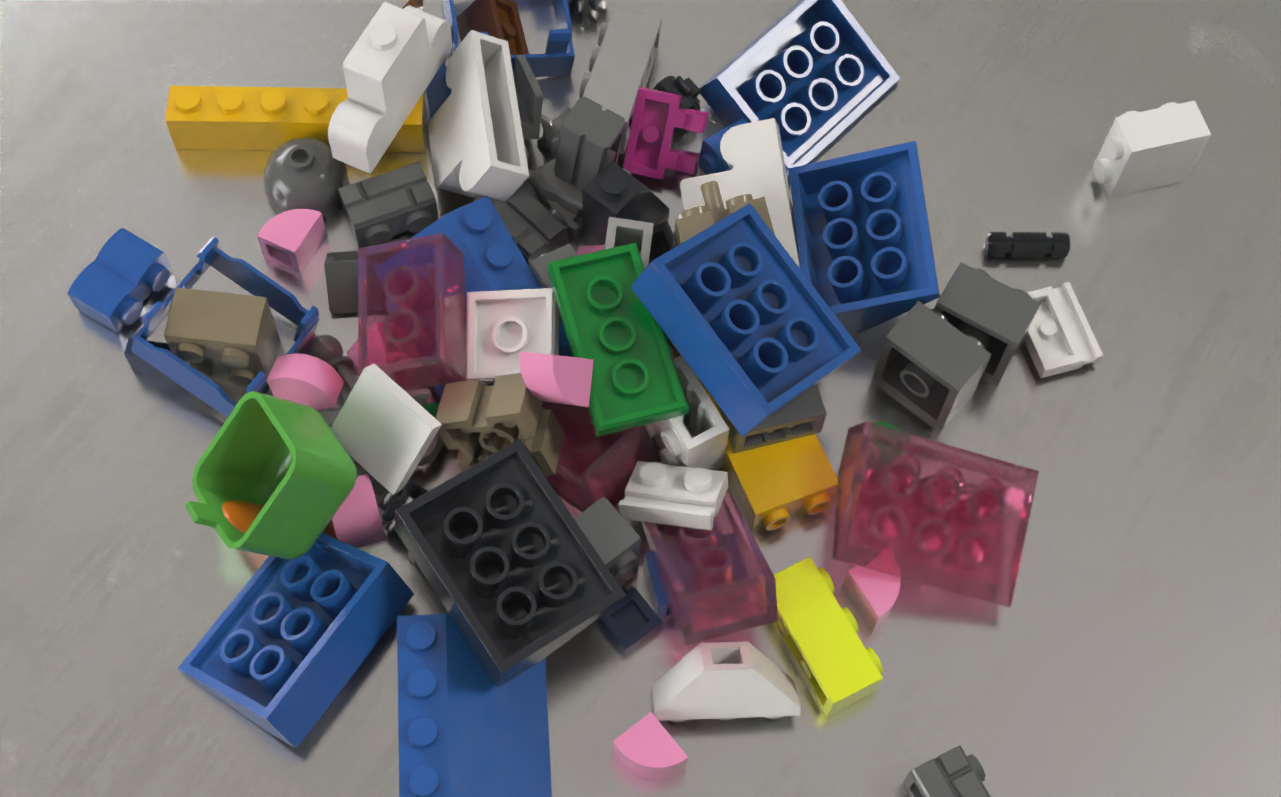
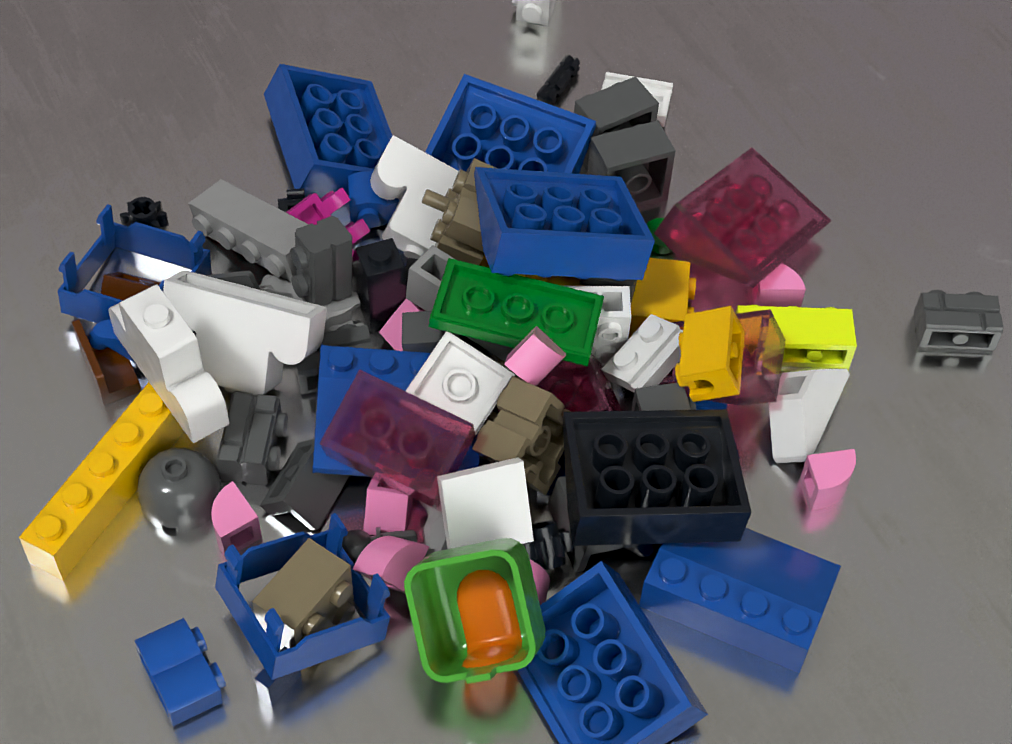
camera: 60 degrees left, 10 degrees down
(678, 545) = (711, 354): none -> yellow brick

